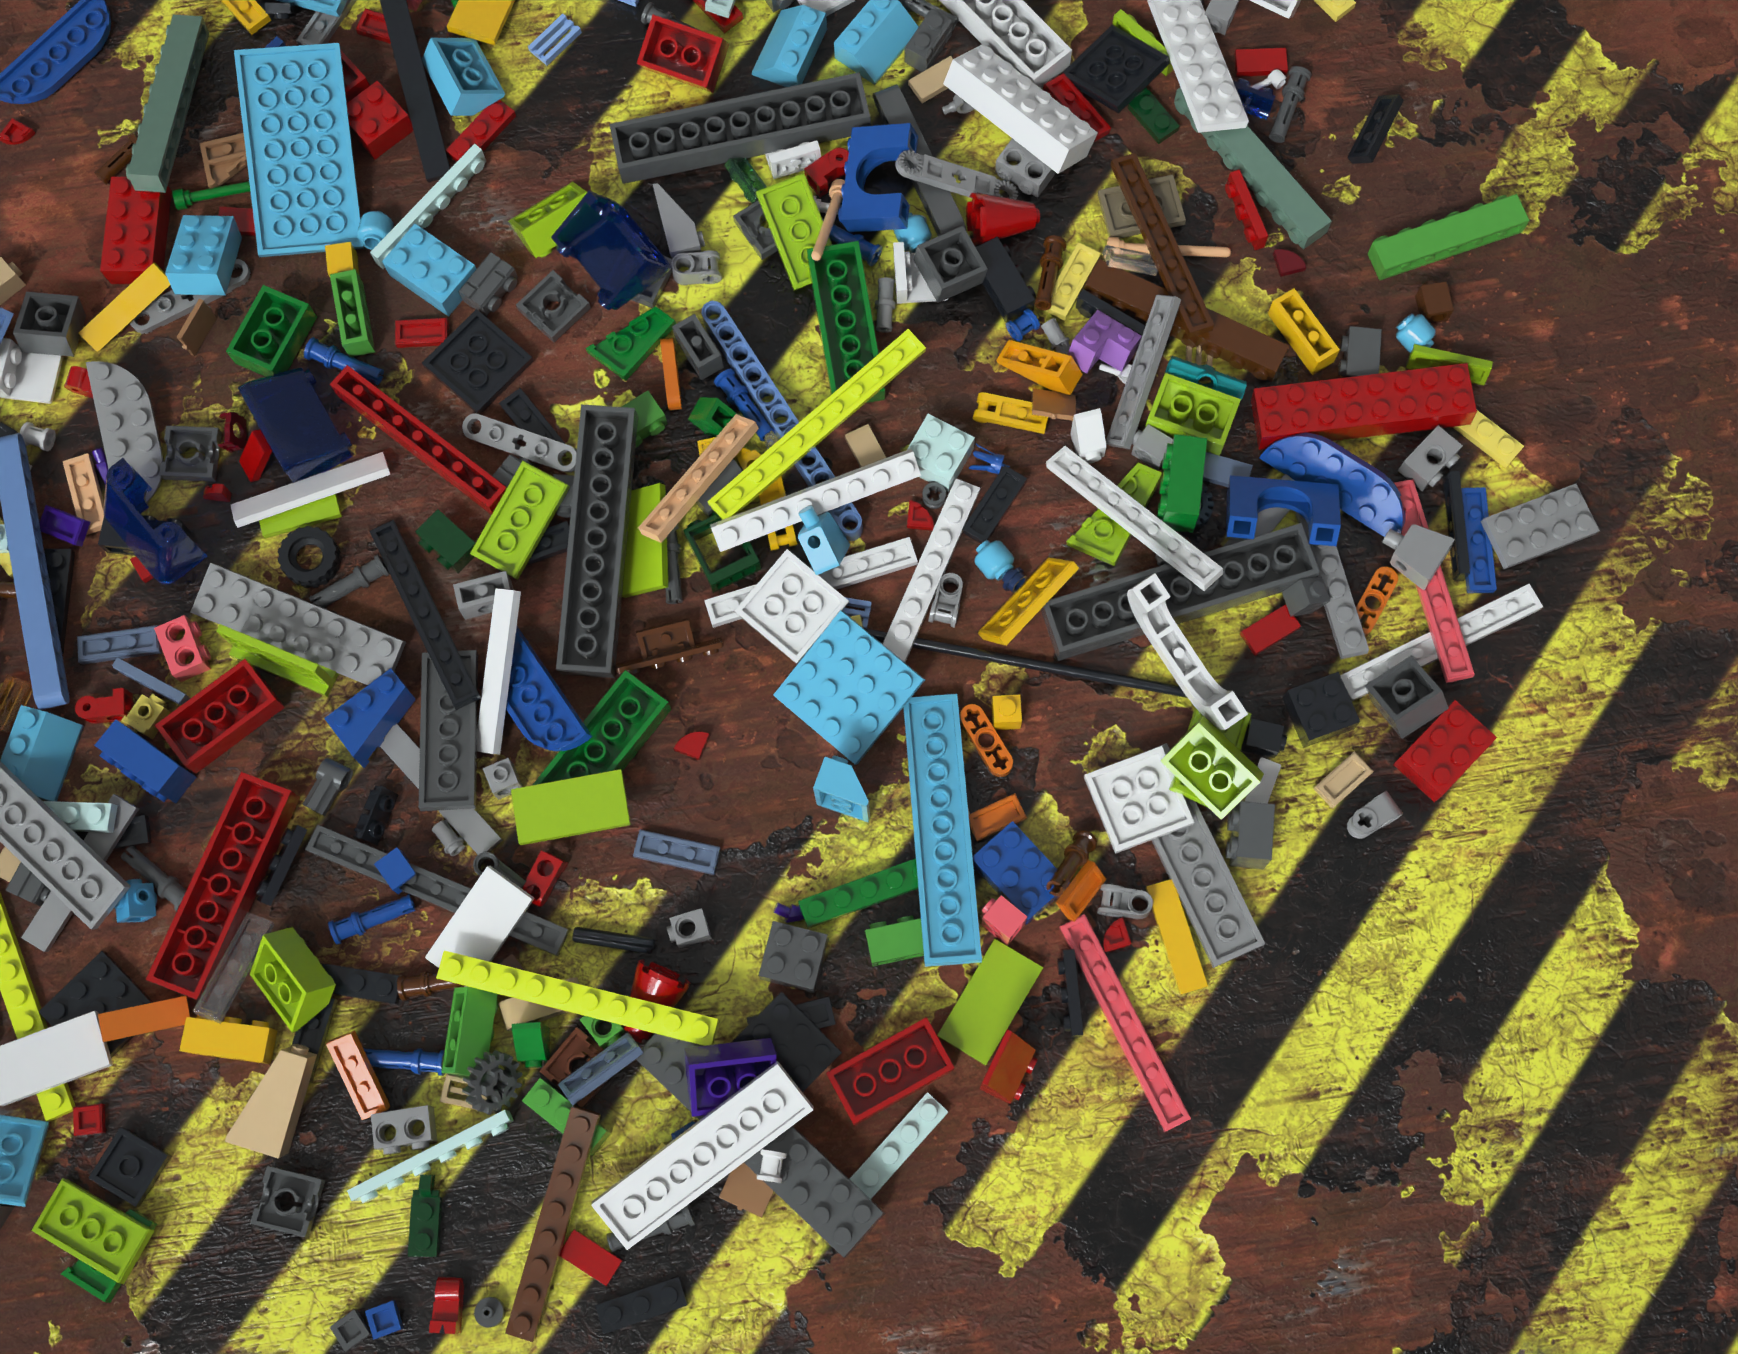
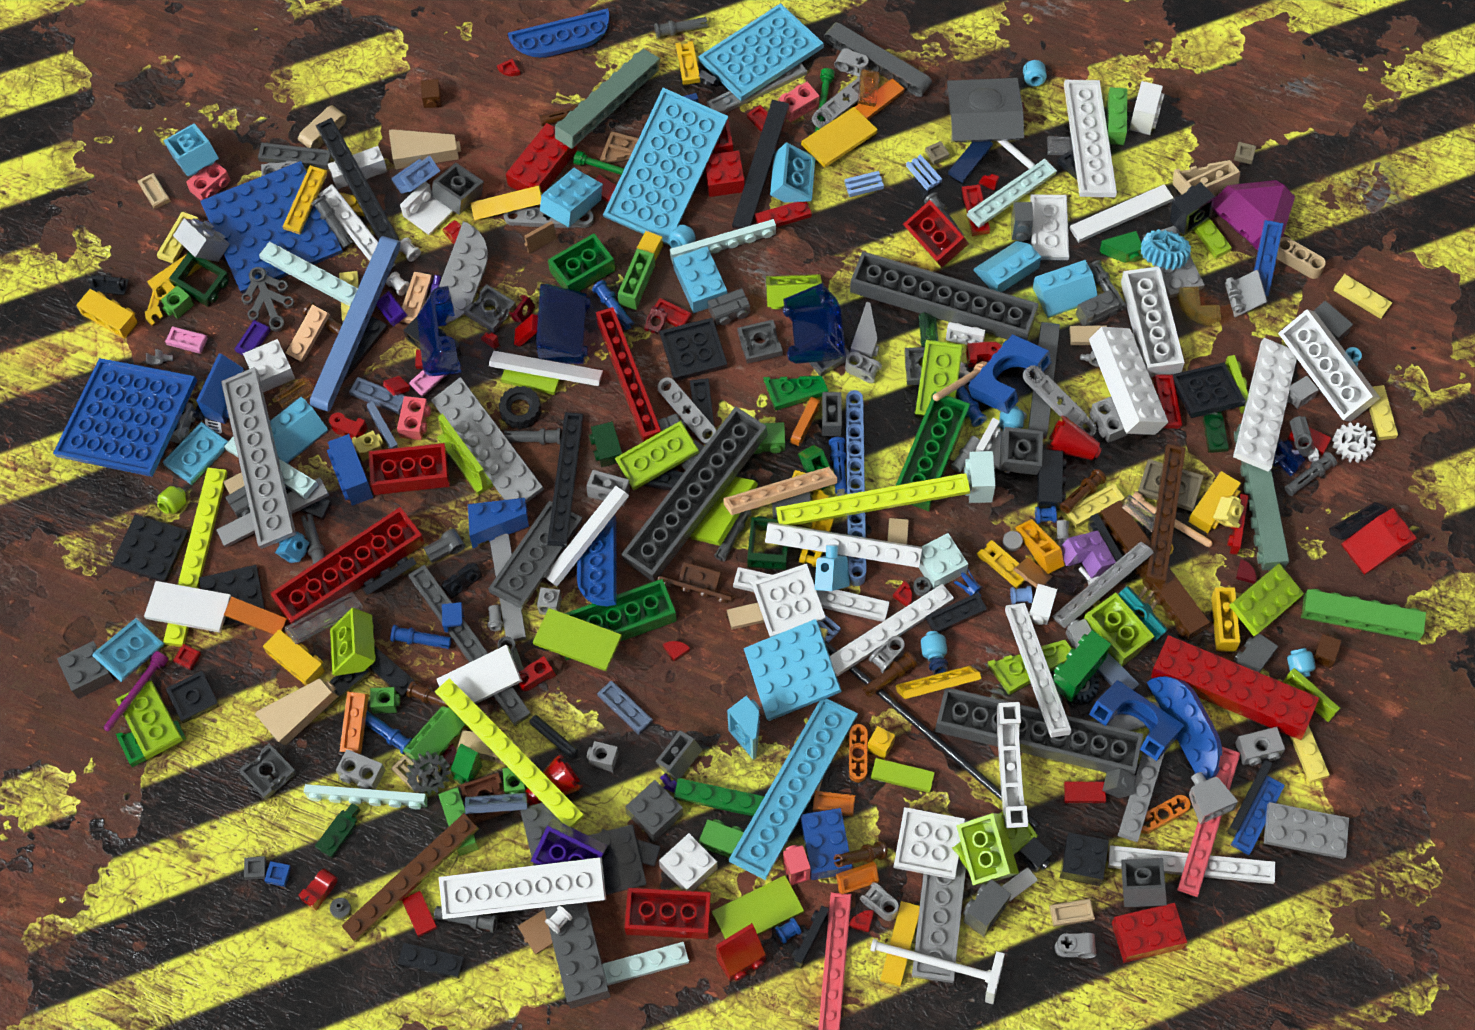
camera: 30 degrees right, 10 degrees down
(51, 488) = (398, 283): none -> white bush
(54, 1151) = (157, 661): none -> magenta piece
(134, 619) = (396, 385): none -> red tile
(168, 596) = (423, 383): none -> bright pink plate
(364, 1023) = (378, 695): none -> bright green brick
(400, 342) = (655, 312): none -> dark red piece
(502, 1040) = (449, 754): none -> dark red tile
(749, 654) = (745, 616): none -> tan tile
(781, 873) = (679, 755): none -> dark grey brick
(875, 997) = (688, 864): none -> white brick
(924, 319) = (980, 476): none -> light aqua brick
(969, 614) = (896, 669): none -> reddish brown pin
(1003, 379) = (1012, 541): none -> light grey tile
(1040, 1002) = (788, 930): none -> blue bush
(1053, 735) = (902, 775): none -> lime tile
(1055, 438) = (1021, 595): none -> medium blue bush
(1205, 199) = (1203, 513): none -> yellow brick
(1231, 201) = (1229, 511): none -> light yellow brick
(1253, 62) = (1302, 435): none -> dark grey piece
(1308, 913) = (991, 976): none -> white tile
(1323, 47) = (1356, 436): none -> white gear
(1335, 281) = (1266, 599): none -> lime plate
(1412, 140) = (1379, 541): none -> red slope

